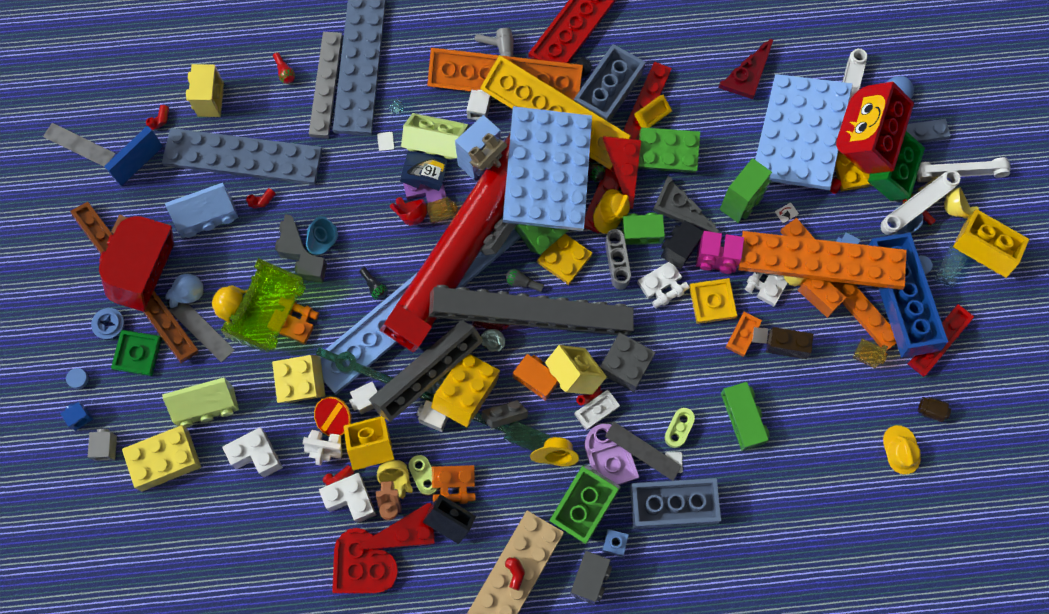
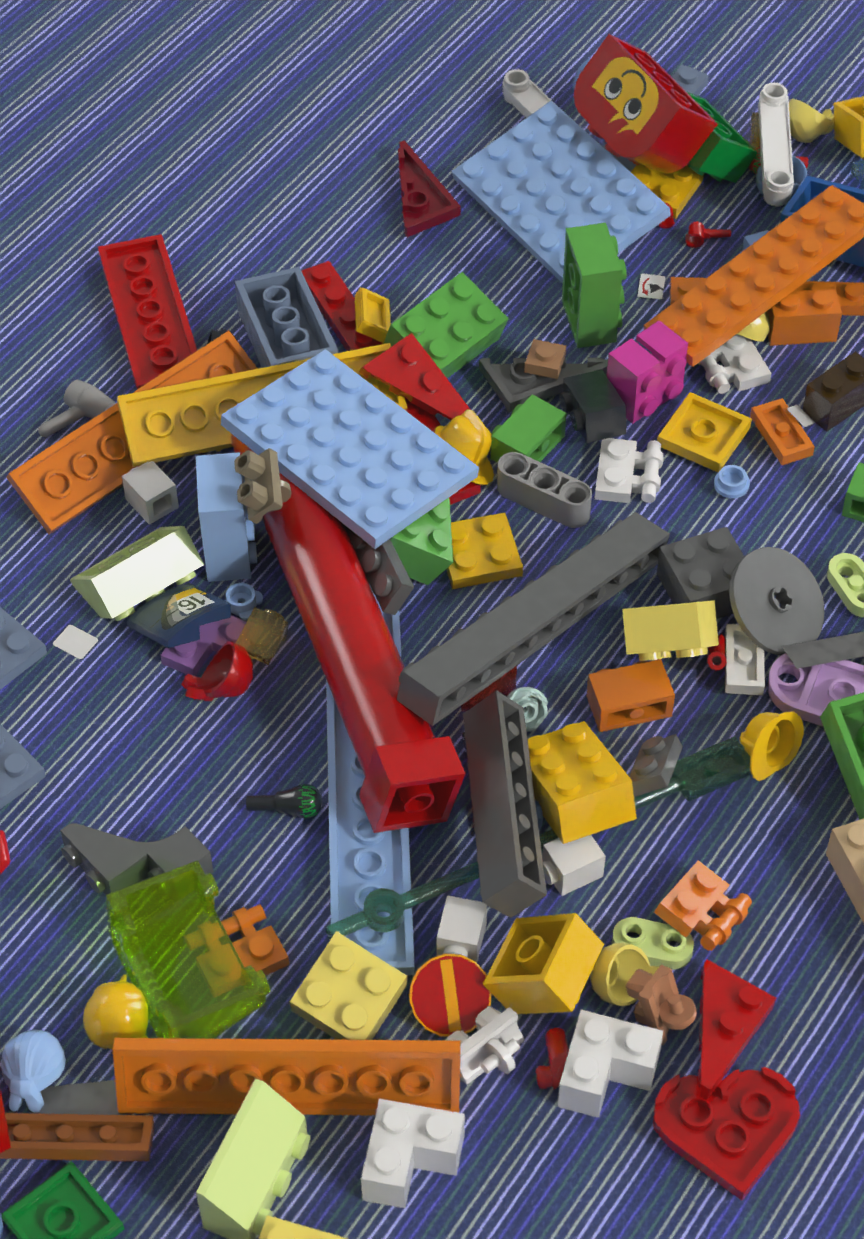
camera: 50 degrees left, 20 degrees down
(246, 385) = (307, 1073): none -> orange plate
(321, 235) = (140, 812): dark azure piece -> none
(396, 106) = (38, 588): clear light blue hinge -> none
(449, 519) = (760, 941): black brick -> none
(456, 181) = (243, 593): none -> light blue plate
(518, 279) = (456, 617): dark grey piece -> none
(650, 400) = (752, 592): none -> piece
(691, 203) = (545, 359): none -> medium nougat plate
(694, 333) = (732, 481): none -> light blue plate
(837, 208) = (697, 233): none -> red hand
(998, 167) = (793, 61): white piece -> none

